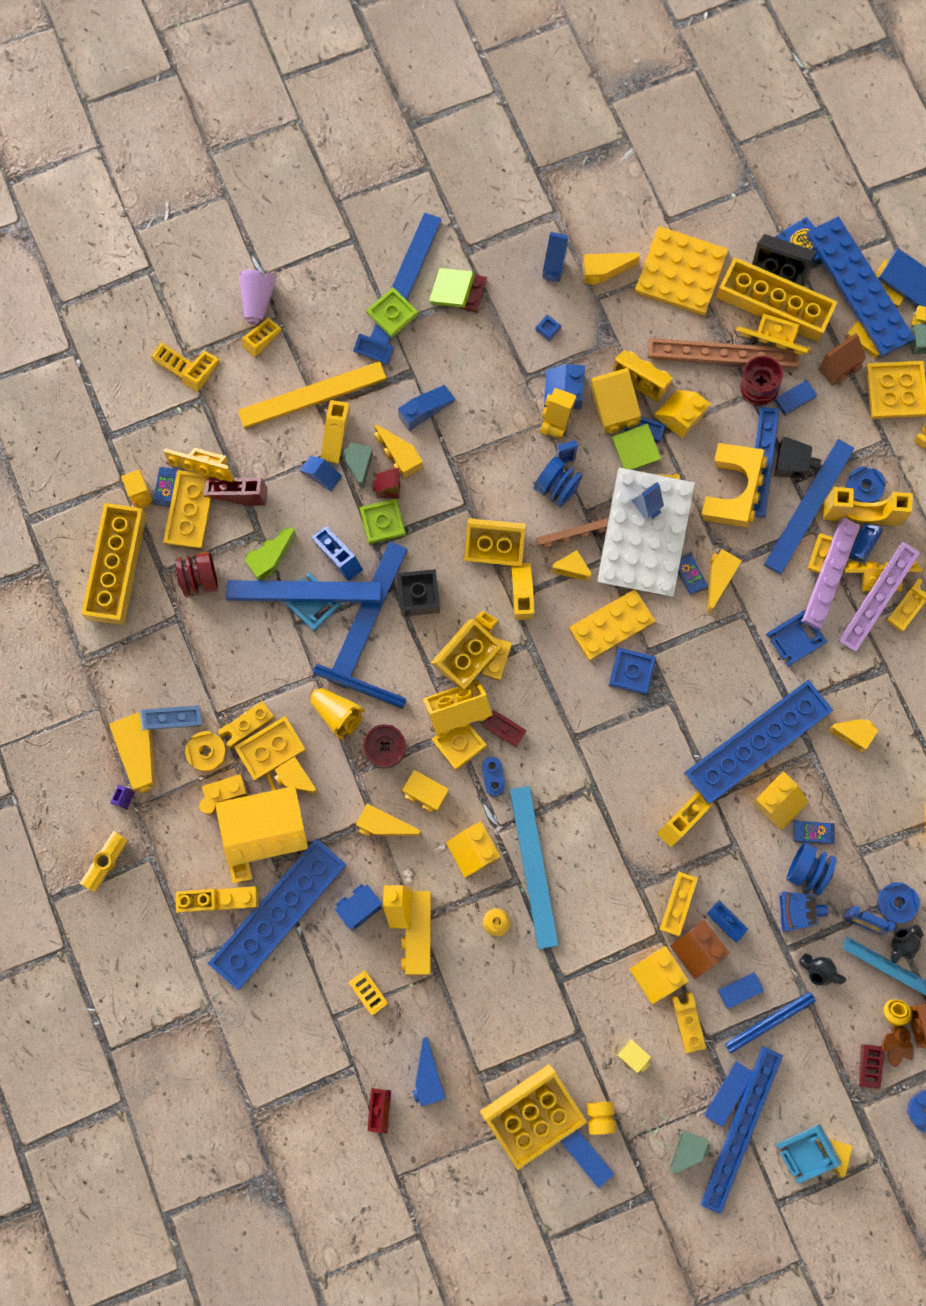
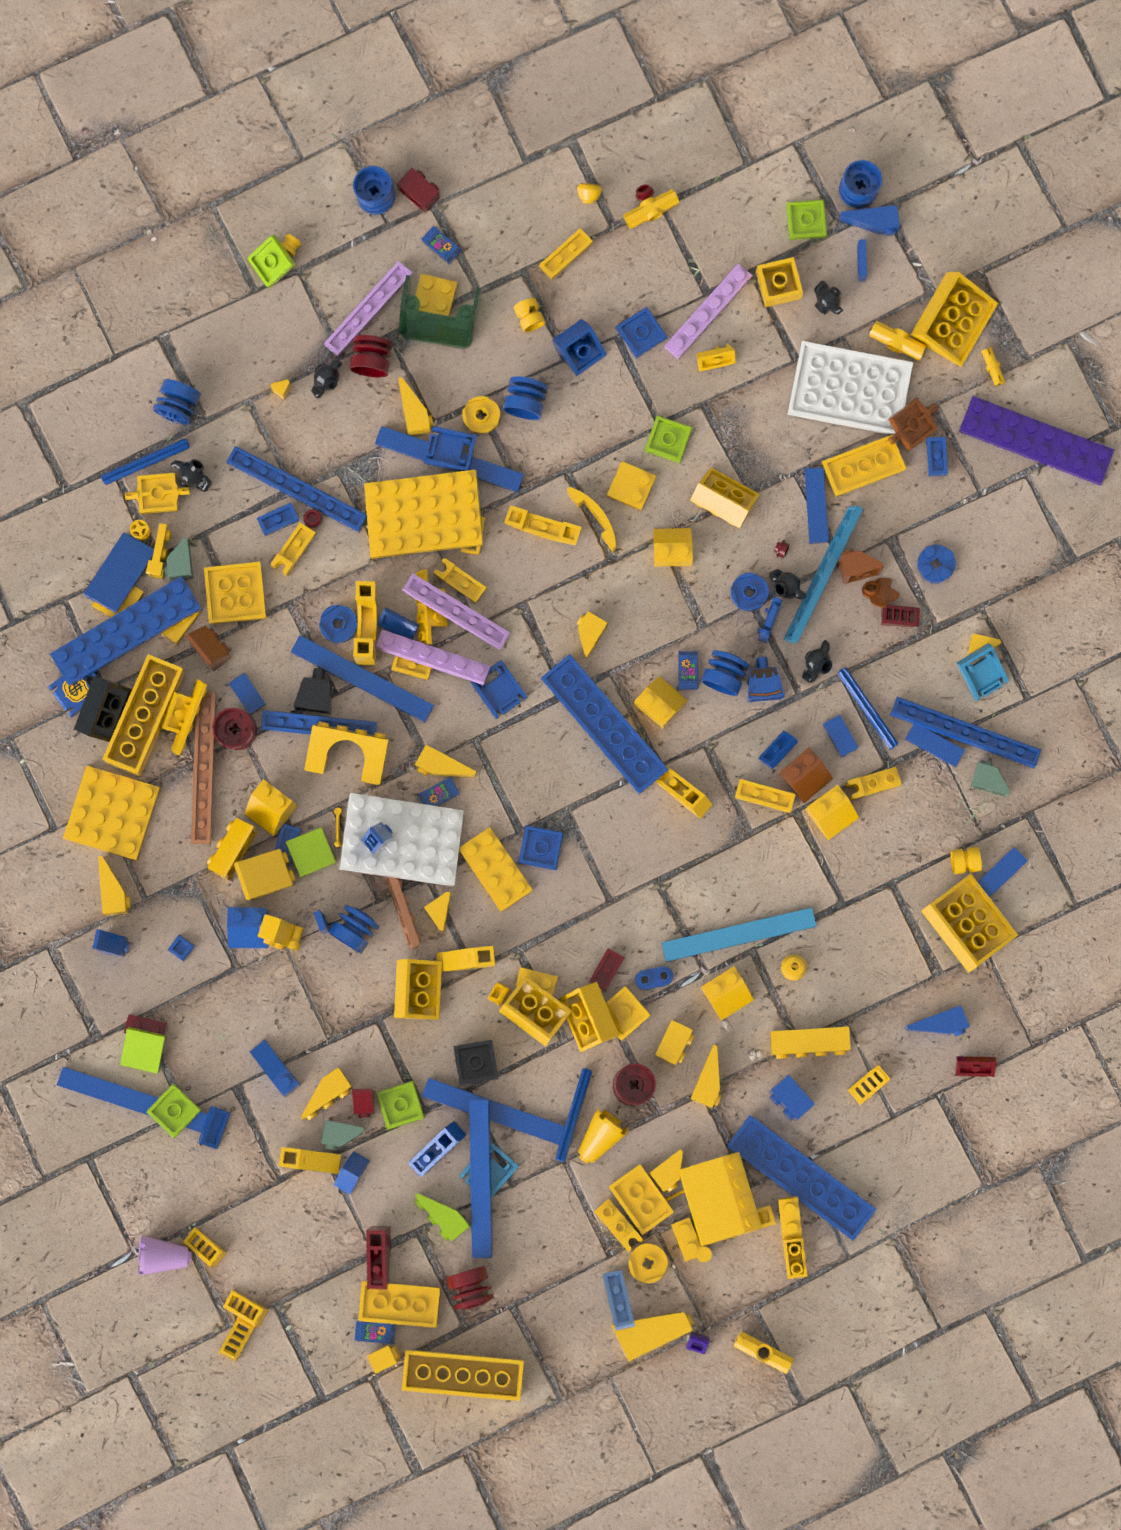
camera: 90 degrees left, 5 degrees up
(201, 462) = (348, 1294): yellow bracket -> none
(312, 395) = (267, 1188): yellow tile -> none
(397, 905) = (787, 1060): yellow slope -> none
(634, 1057) = (909, 832): light yellow brick -> none
(897, 1012) = (851, 593): yellow cone -> none

